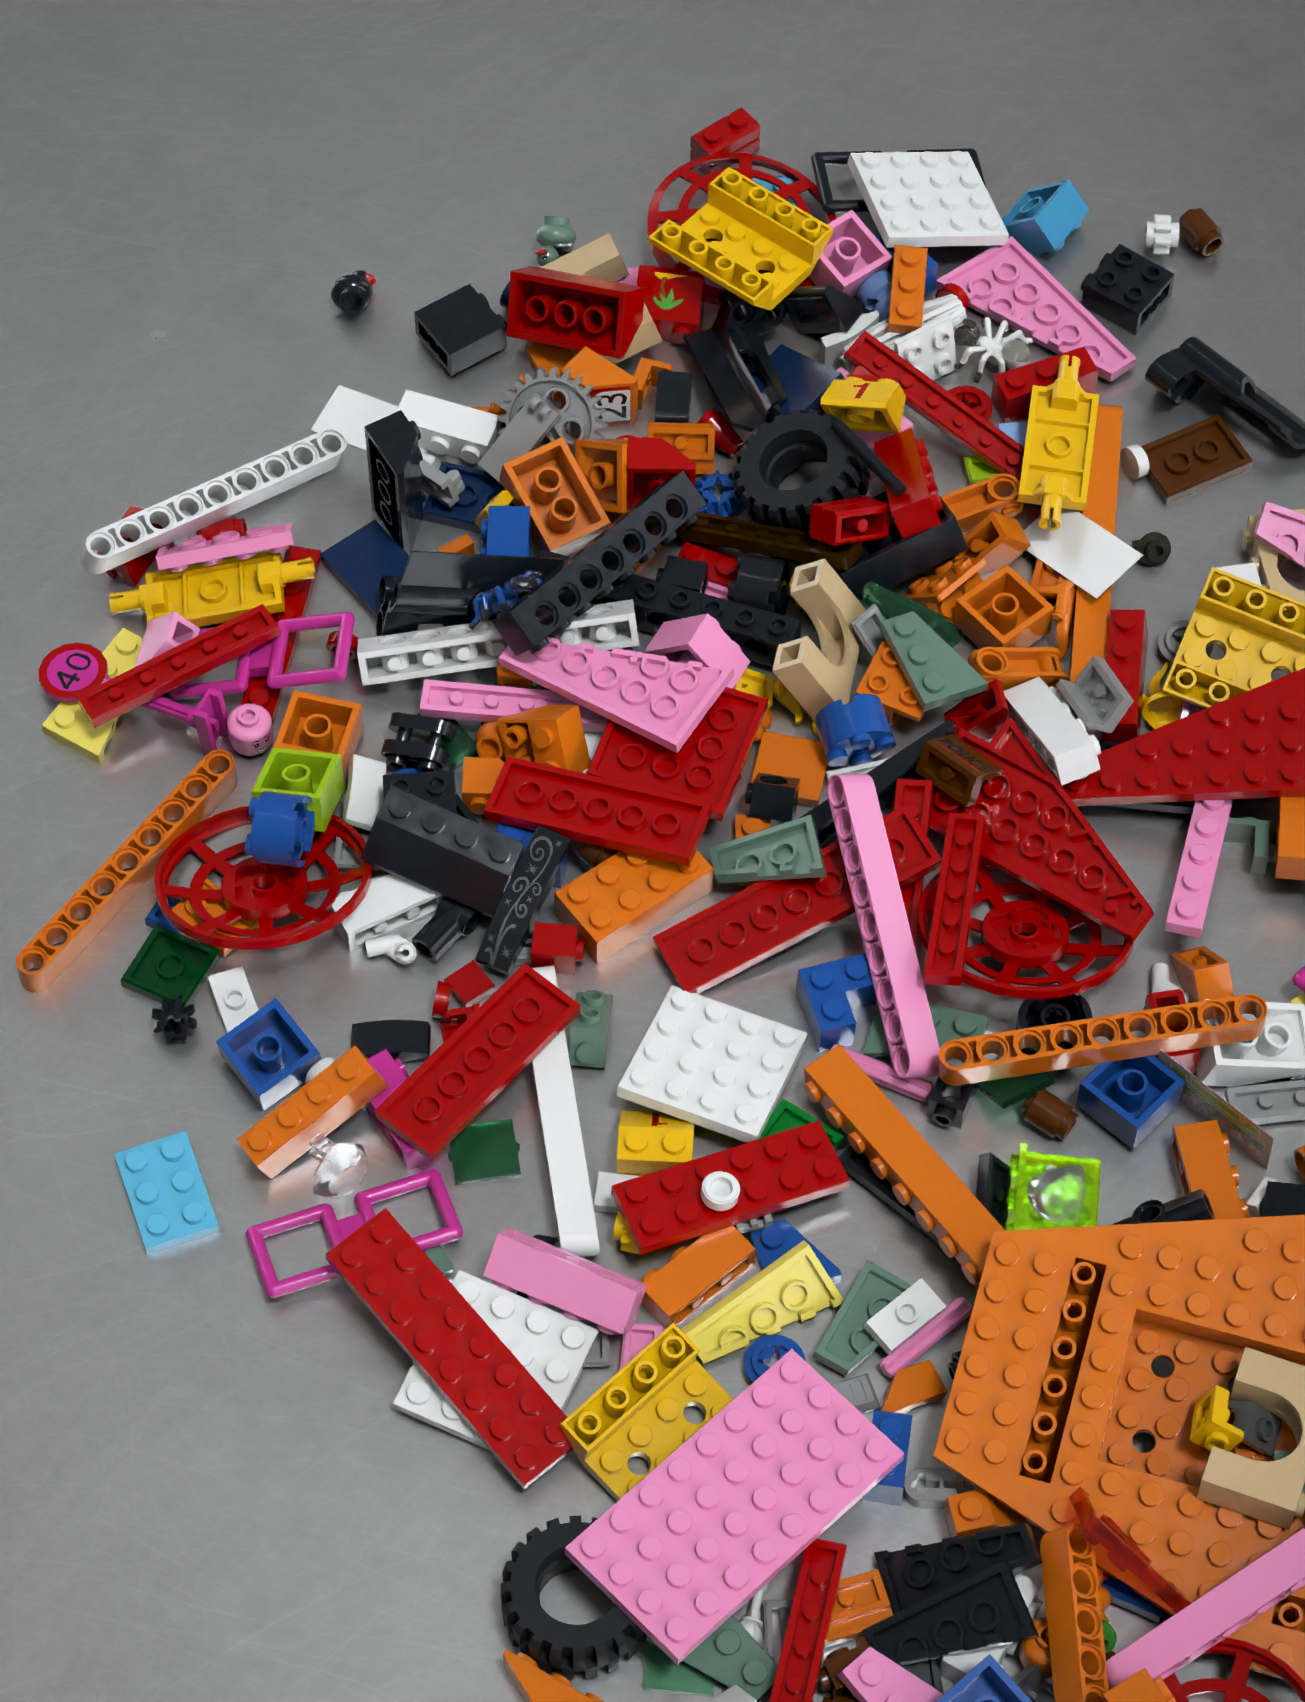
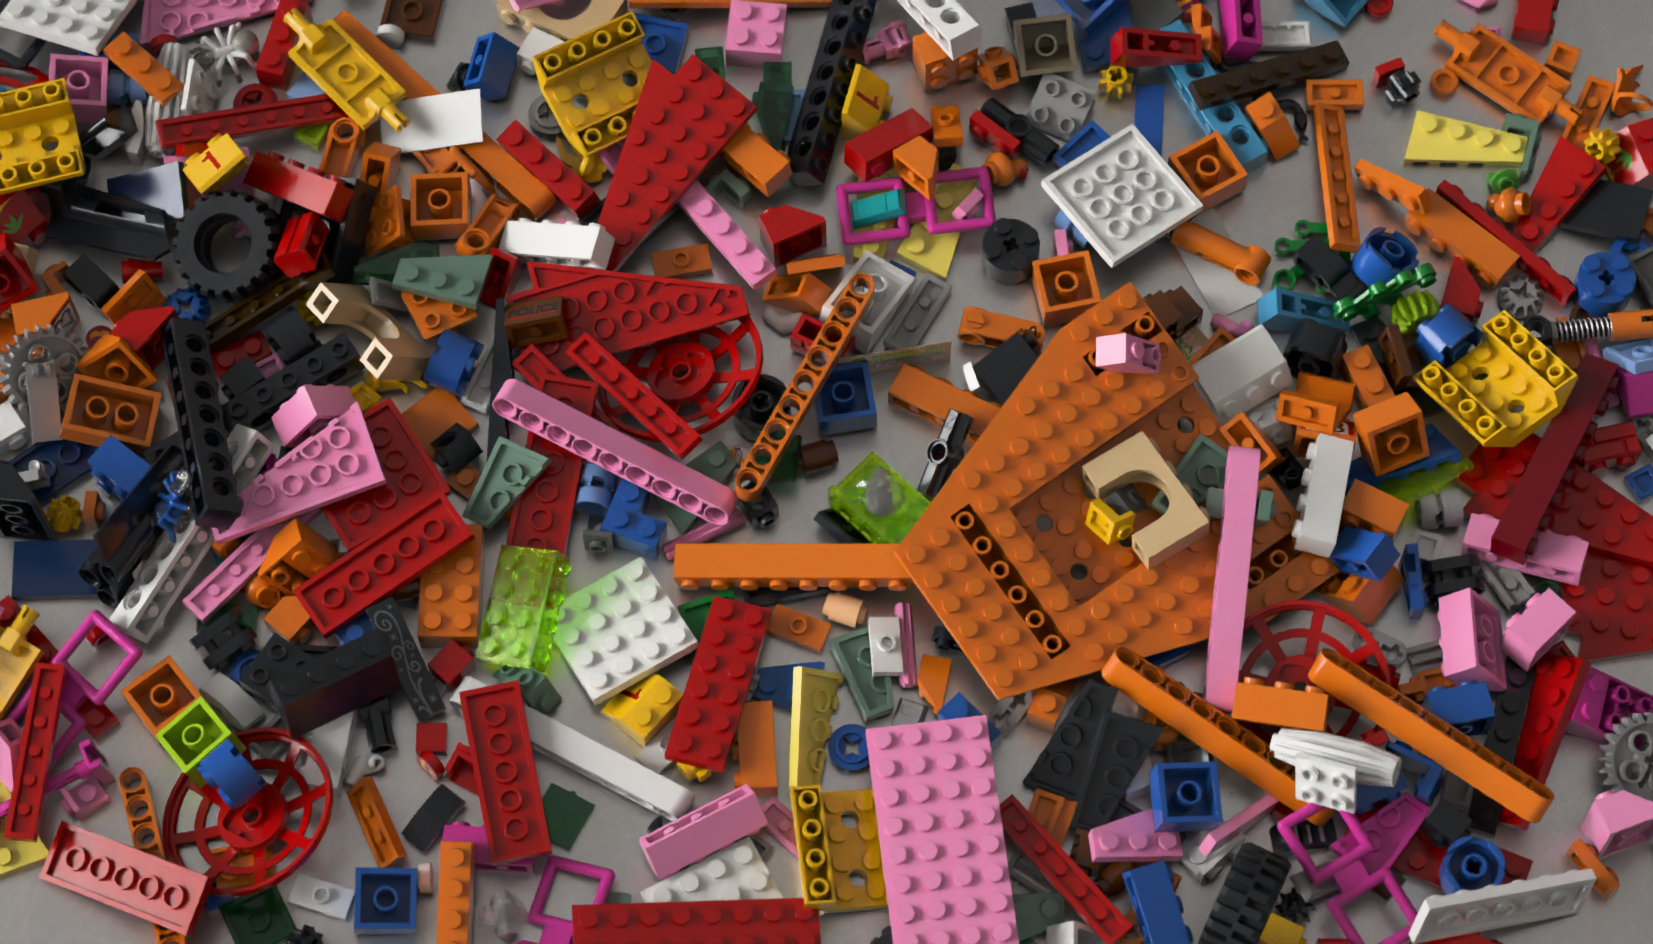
camera: 50 degrees left, 10 degrees up
(117, 823) = (126, 878): none -> plate
(173, 744) = (84, 798): none -> bright pink bracket
(250, 729) = (118, 741): bright pink head -> none
(344, 995) = (376, 823): none -> orange plate
(432, 534) = (64, 513): none -> yellow gear
(501, 499) = (78, 459): yellow tile -> none
(662, 964) = (523, 607): none -> clear neon green bracket
(720, 1191) = (723, 691): white tile -> none
(789, 983) = (597, 540): none -> dark grey bracket
(836, 943) = (595, 490): none -> medium blue wheel
(858, 1227) = (799, 628): none -> orange plate
(868, 457) = (270, 195): black bar -> none
(913, 1252) = (845, 609): none -> light nougat brick
(1097, 696) = (558, 198): light grey bracket -> none
(1123, 1550) = (1150, 637): clear red wing -> none
(1142, 858) = (682, 262): none -> orange plate
(1181, 560) = (491, 66): none -> blue brick
(1245, 966) = (814, 263): none -> orange tile
(1256, 924) = (791, 233): none -> red slope

